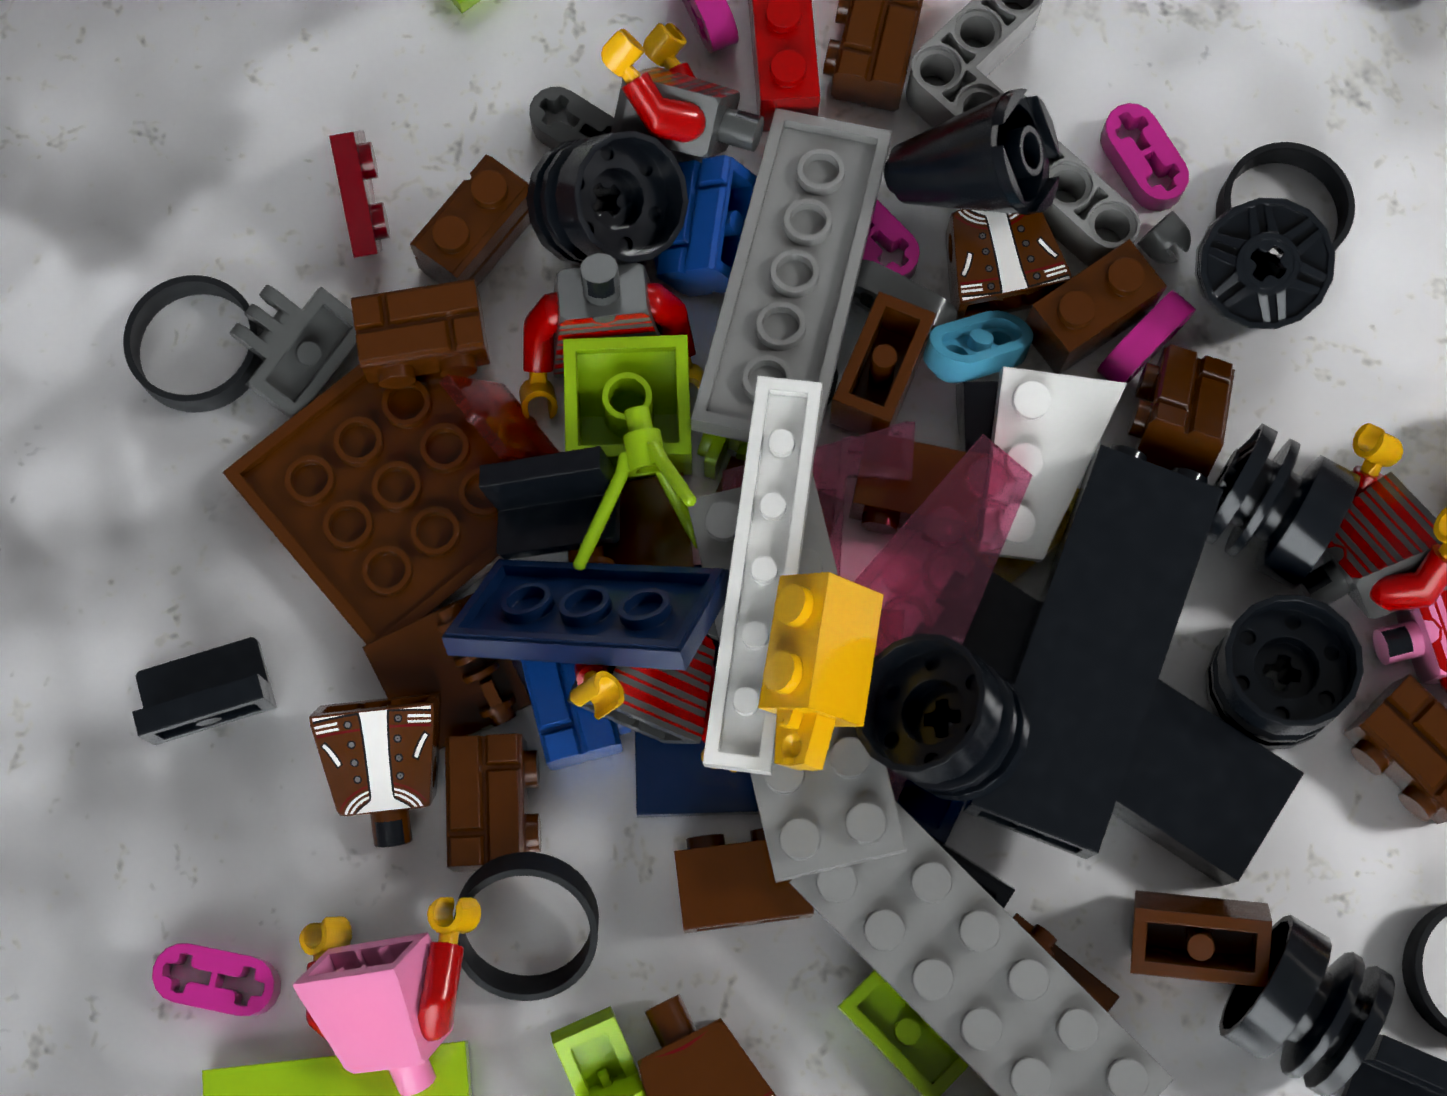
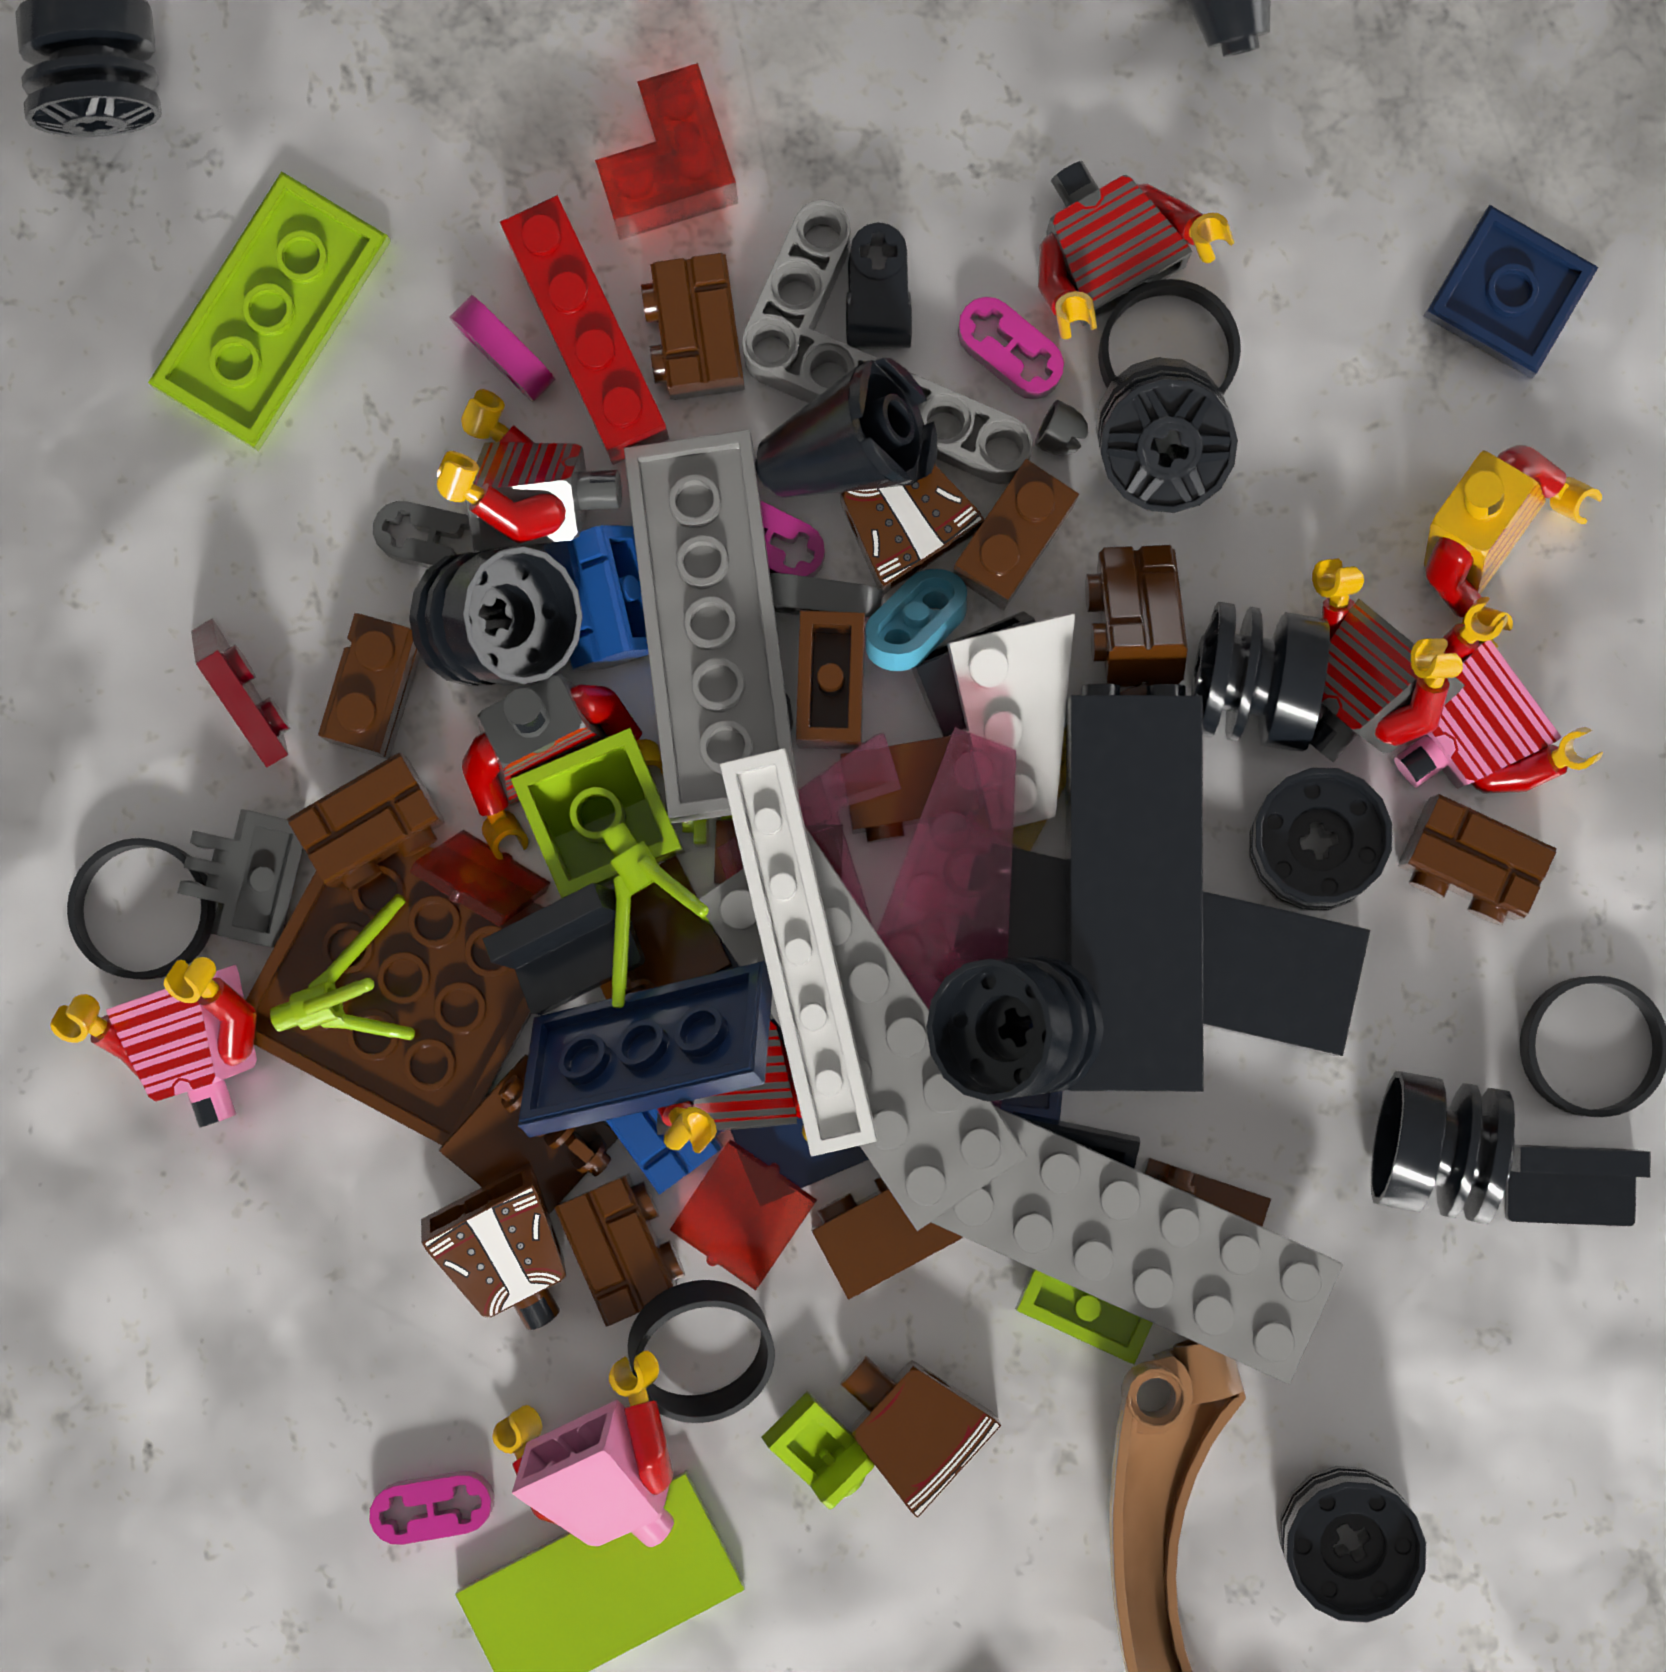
camera: 20 degrees left, 10 degrees up
(174, 455) = (176, 1037): none -> torso
(203, 691) = (300, 1245): black panel -> none
(314, 473) = (323, 1002): none -> lime plant
(616, 817) = (743, 1214): none -> clear red piece
(818, 663) = (883, 1027): yellow hinge -> none
(1048, 65) = (878, 299): none -> black piece
(1146, 338) = (1078, 546): dark pink beam -> none
(1201, 938) = (1324, 1122): reddish brown brick -> none
(1272, 96) = (1116, 242): none -> torso

